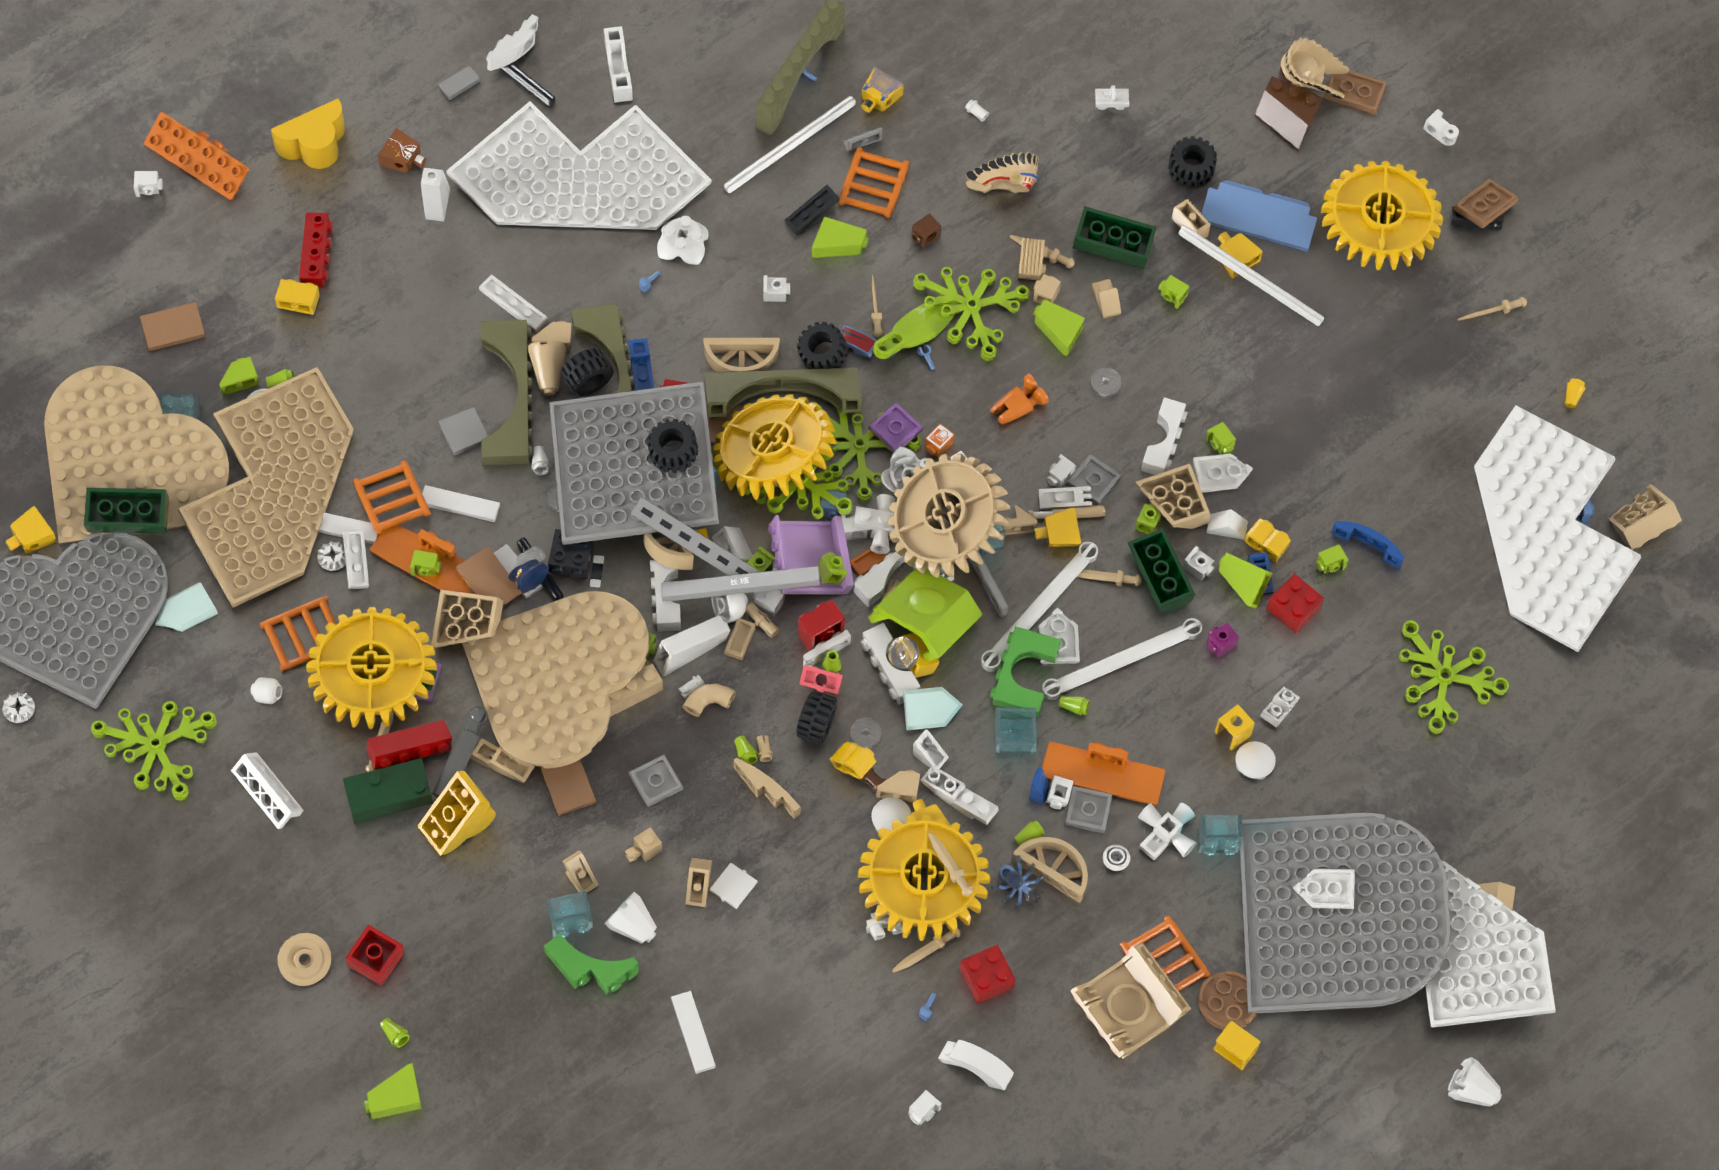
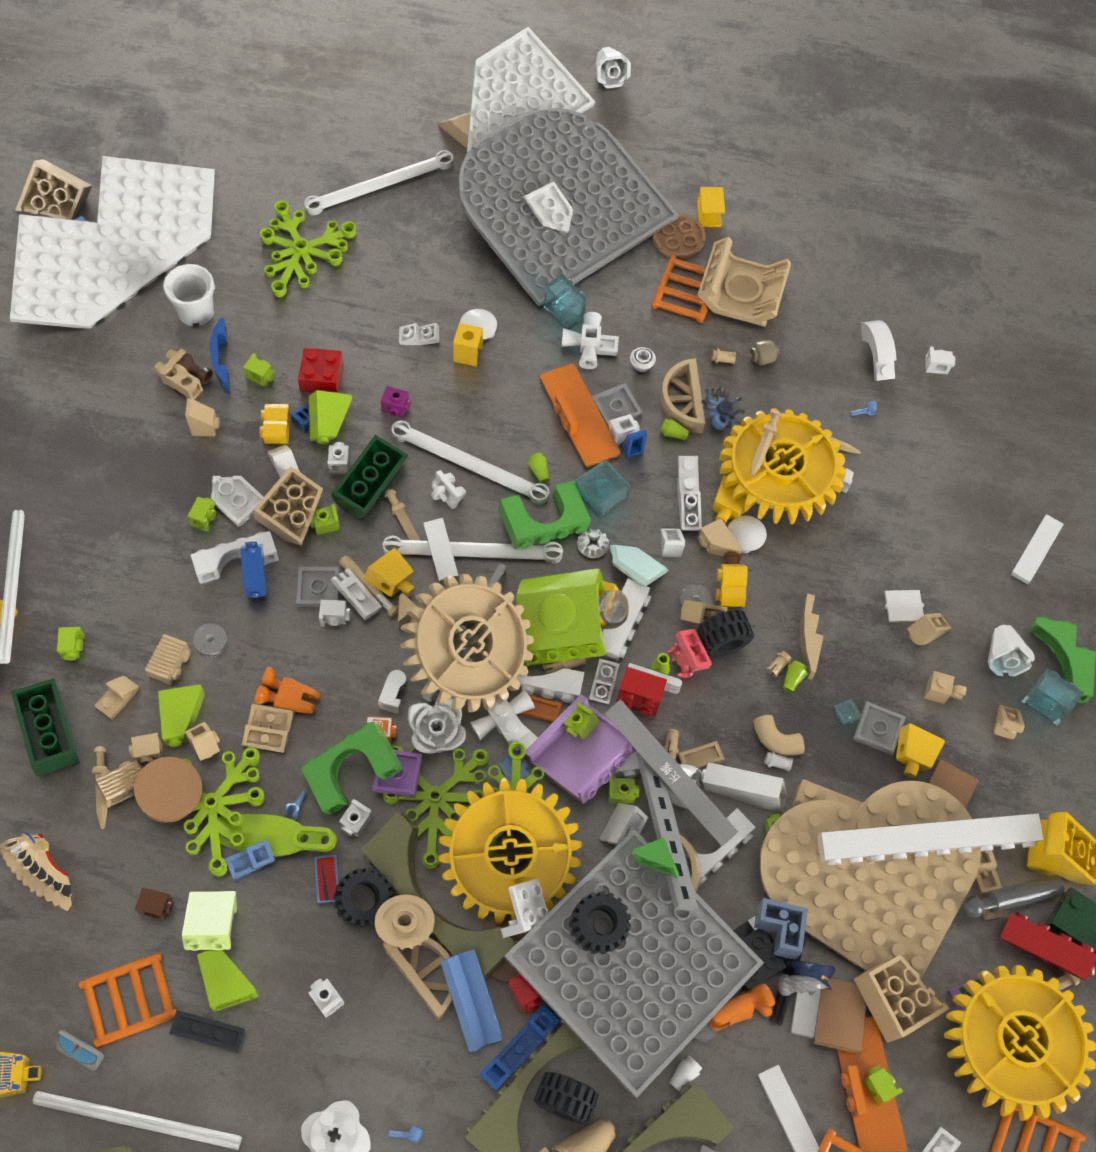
camera: 130 degrees left, 0 degrees up
(544, 533) = (743, 1006): none -> orange piece
(545, 714) = (929, 837): none -> white brick
(574, 577) = (788, 924): none -> sand blue brick
(615, 786) = (917, 749): none -> yellow torso
(682, 510) = (657, 857): none -> bright green slope
(686, 764) = (846, 712): none -> clear light blue plate
(698, 361) = (471, 1000): none -> medium blue panel
(724, 420) = (528, 907): none -> white bracket
(785, 342) = (404, 910): none -> tan gear
(847, 719) = (699, 611): none -> tan slope
(854, 618) = (604, 681): none -> white slope
(876, 318) = (288, 878): tan sword -> none
(884, 248) = (209, 920): none -> yellowish green panel
(884, 384) = (355, 827): none -> white brick
(910, 303) = (250, 859): none -> medium blue slope
(923, 416) = (323, 770): none -> bright green arch
(969, 702) = (593, 551): none -> white gear
(987, 974) = (807, 384): red brick -> none
(1000, 375) = (268, 728): none -> tan slope
(1001, 280) = (168, 789): none -> medium nougat tile
(1022, 323) = (203, 741): none -> tan brick
(1047, 965) = (764, 352): none -> dark tan head
(1055, 578) = (440, 548): none -> white tile
(1063, 628) = (484, 518): white tile -> none
(1070, 931) = (723, 356): none -> tan pin
(1109, 343) = (168, 659): none -> tan brick
(1117, 622) = (445, 490): none -> white hips
(1136, 435) = (253, 569): none -> blue brick
(1310, 485) = (201, 419): none -> tan slope
(1375, 498) = (177, 373): none -> tan hips
(1441, 543) = (191, 293): none -> white piece
(1476, 788) = (378, 182): none -> white piece

